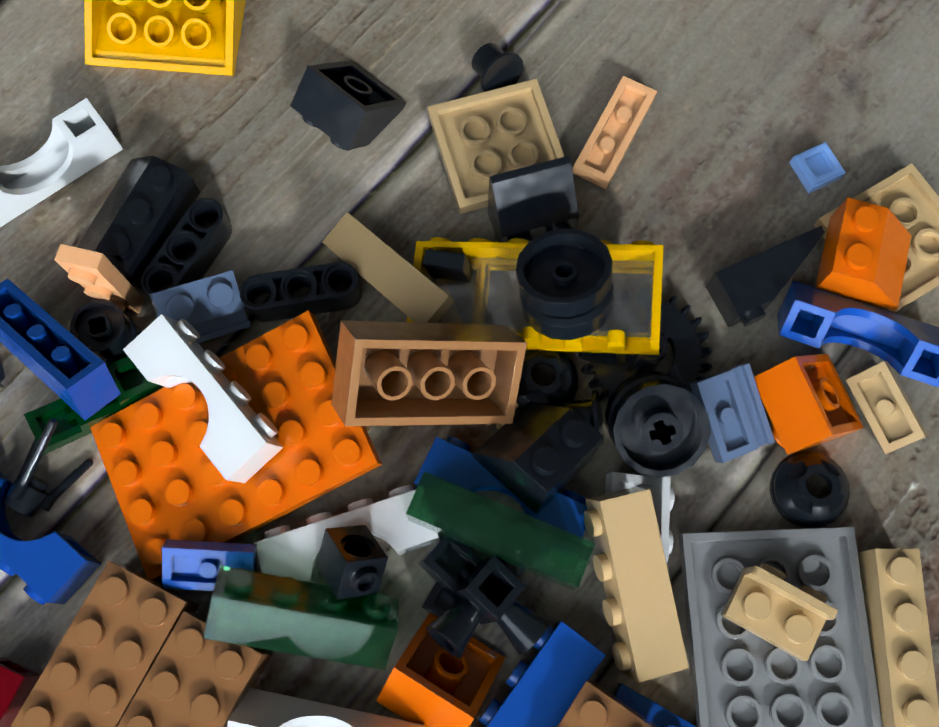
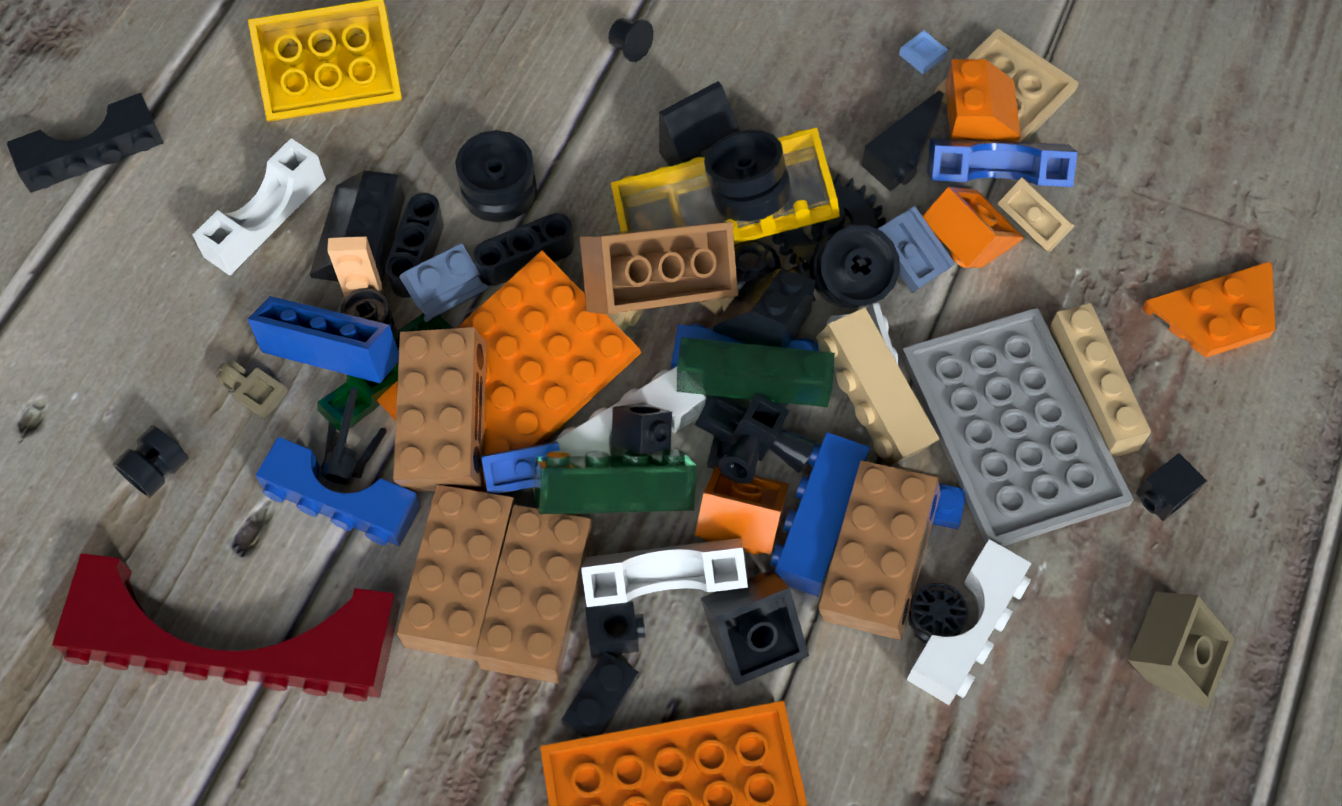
camera: 15 degrees left, 10 degrees down
(136, 475) = (440, 409): none -> medium nougat brick
(236, 436) = (516, 357): white arch -> none
(295, 196) = (496, 176): none -> black wheel
(345, 103) = (510, 96): black slope -> none
(388, 271) = (591, 209): tan tile -> none
(448, 265) = (644, 194): black tile -> none
(492, 136) = (640, 88): tan plate -> none
(614, 132) = (747, 63): light nougat plate -> none
(778, 610) = (996, 378): tan bracket -> none
(792, 497) = (989, 304): black piece -> none

